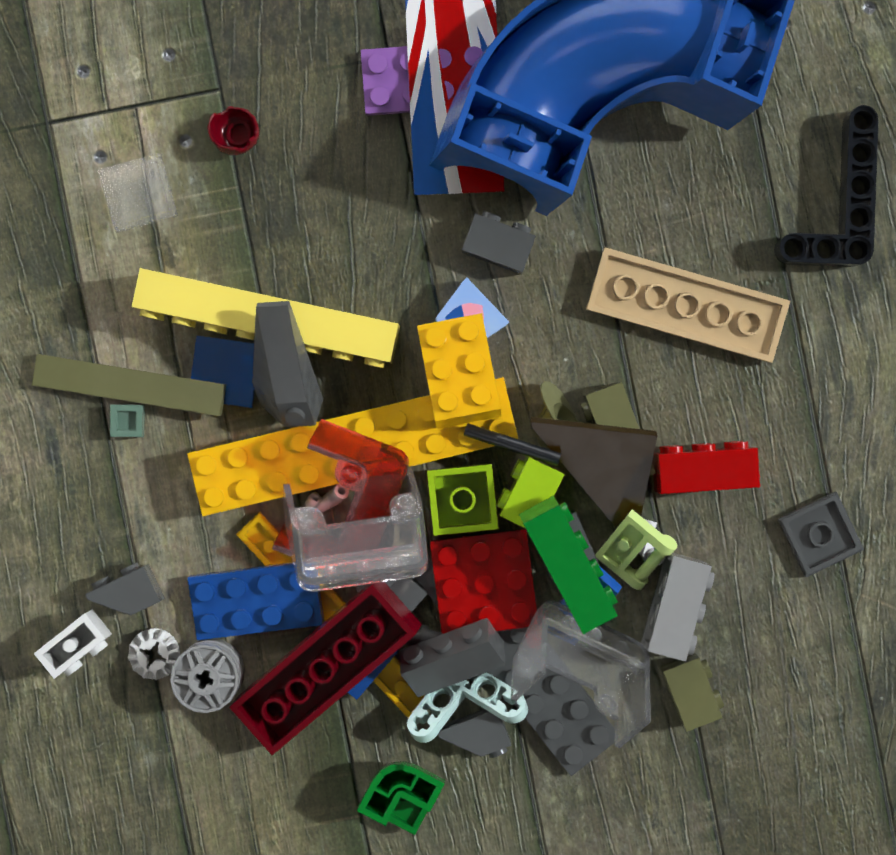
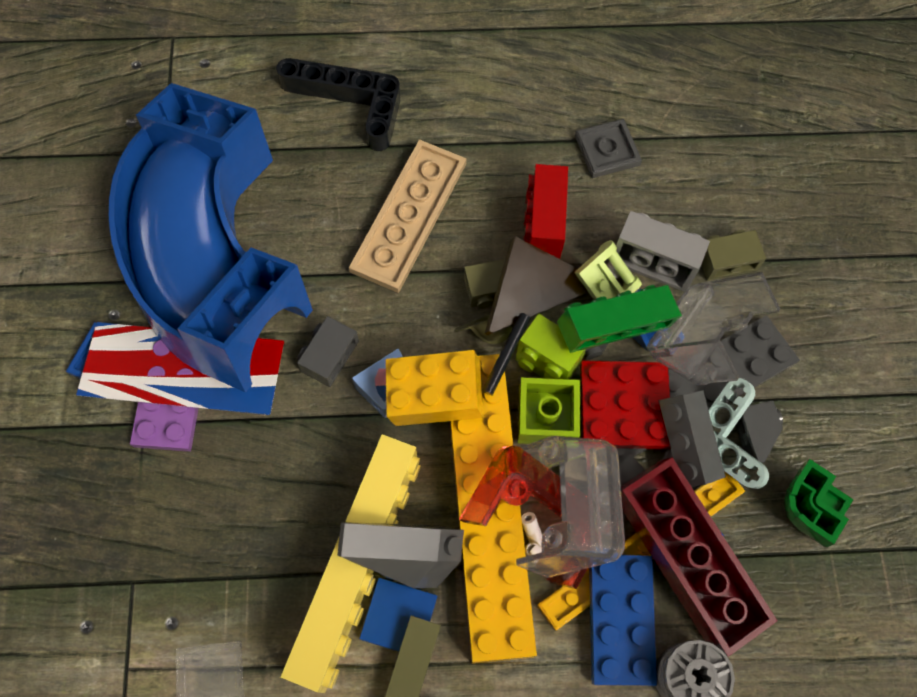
camera: 80 degrees left, 20 degrees down
(233, 130) = (172, 570): dark red hair -> none

